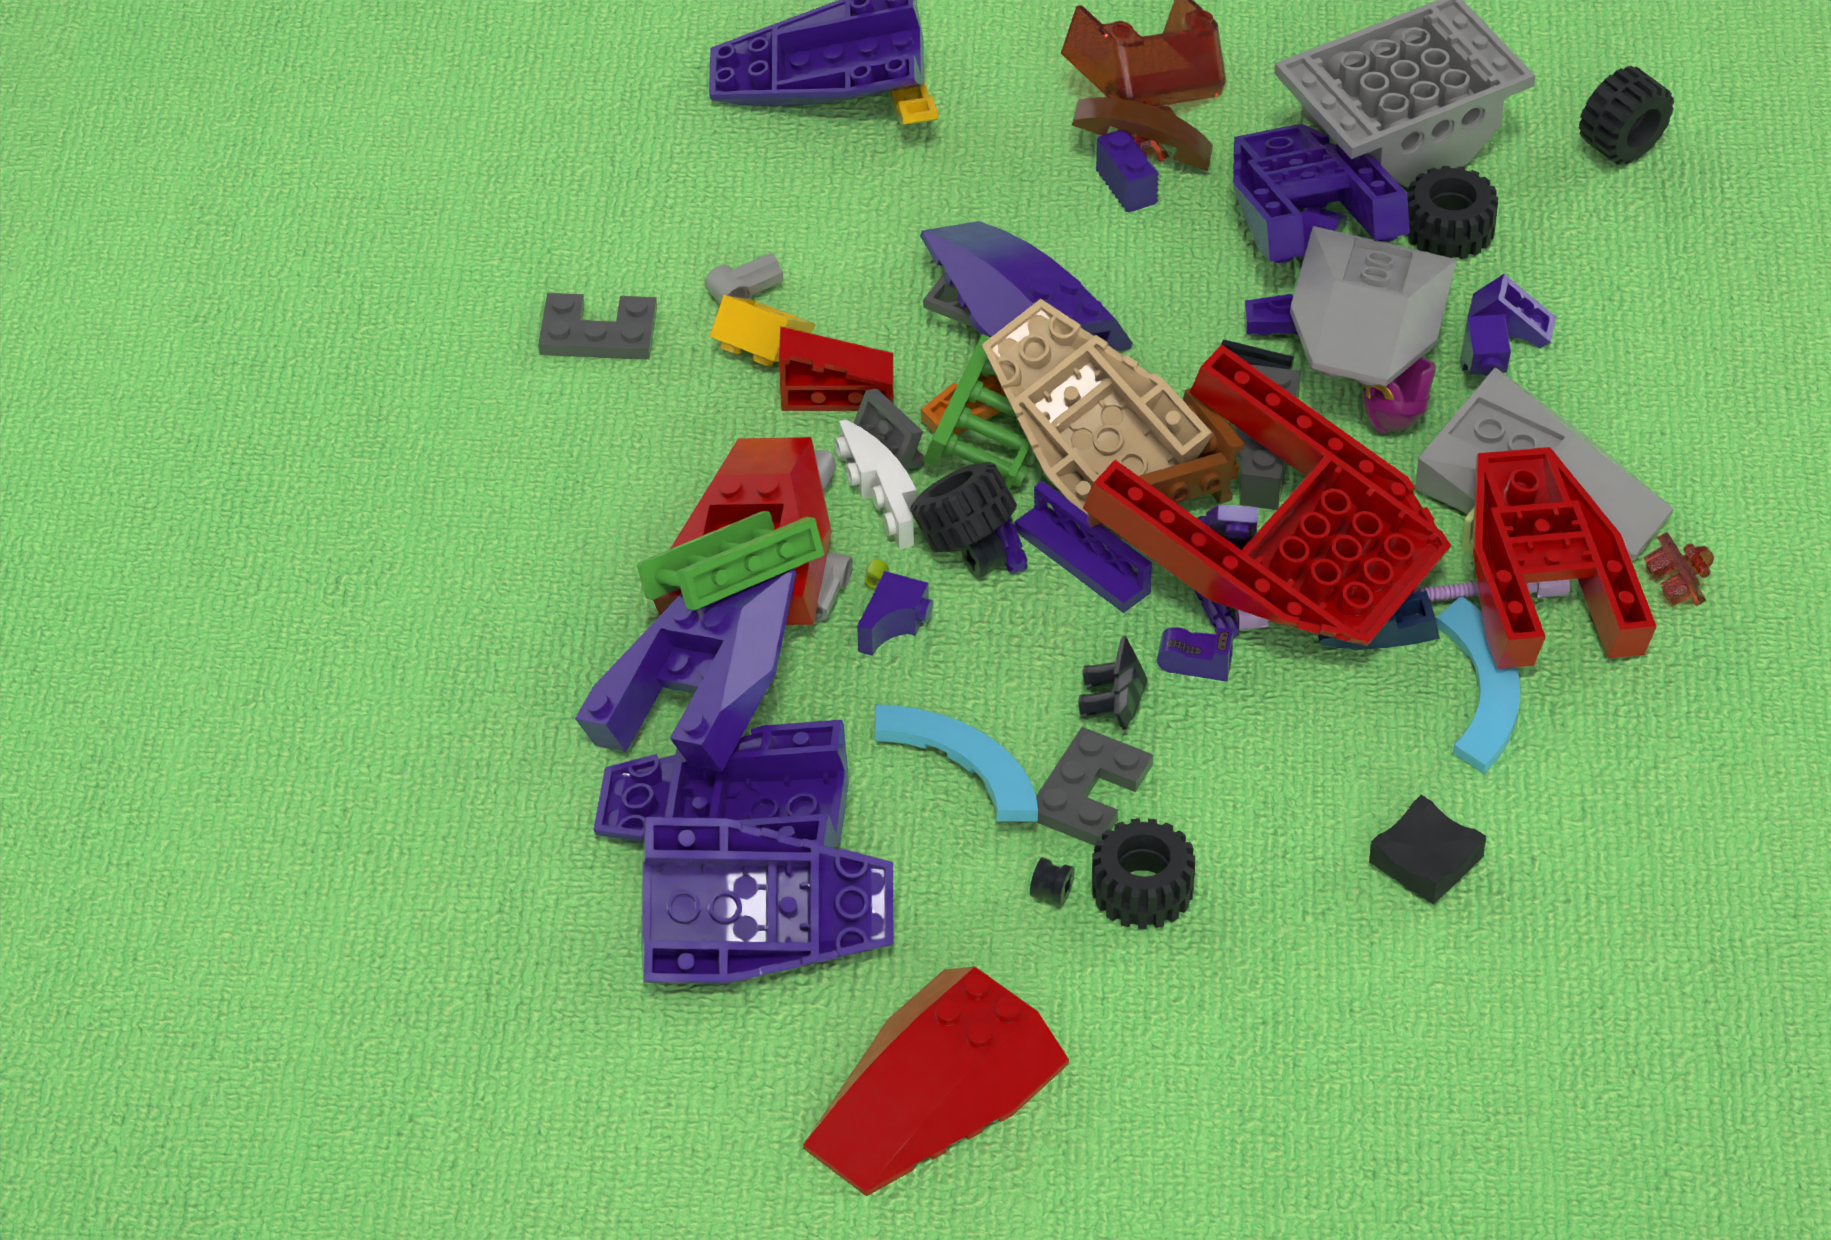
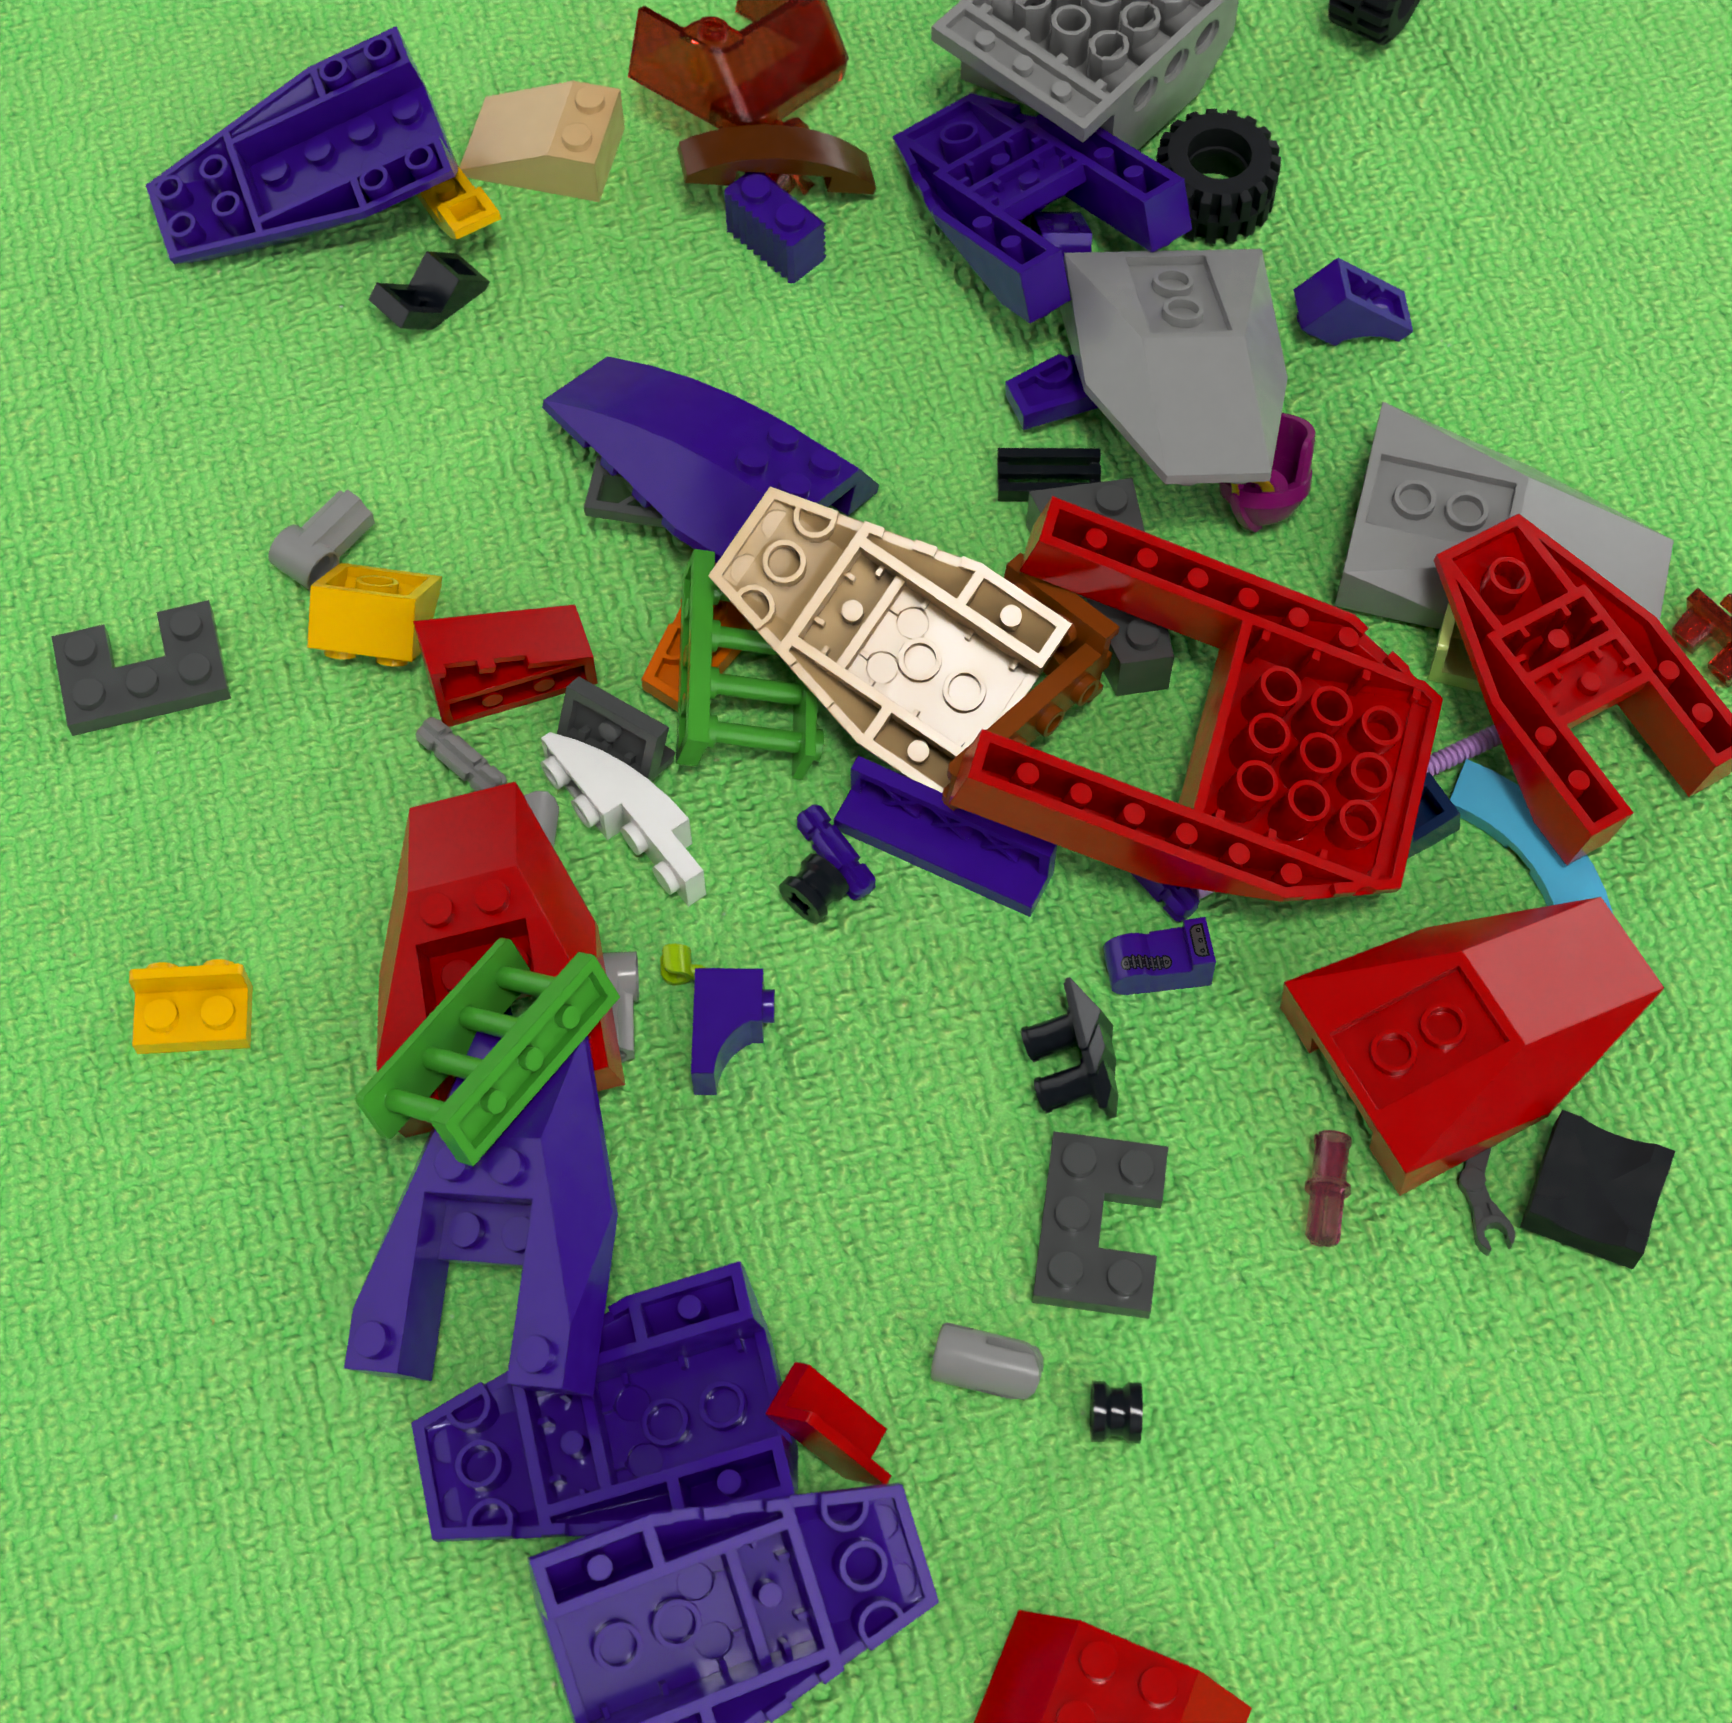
camera: 20 degrees left, 15 degrees up
(556, 516) = (191, 1007): none -> yellow bracket
(779, 419) = (458, 755): none -> light grey axle
(862, 825) = (829, 1424): none -> red panel
(880, 158) = (435, 293): none -> slope
(963, 507) = (768, 833): black tyre -> none
(967, 746) = (919, 1220): medium azure tile -> none
(980, 833) = (986, 1362): none -> light grey arm
(996, 84) = (548, 139): none -> tan slope
(1143, 848) = (1249, 1315): black tyre -> none
(1232, 522) = (1153, 764): dark purple wing -> none
(1249, 804) = (1327, 1188): none -> axle
(1350, 831) = (1484, 1211): none -> dark grey piece
(1385, 741) = (1471, 1027): none -> red wedge
(1485, 345) = (1355, 372): dark purple arch -> none

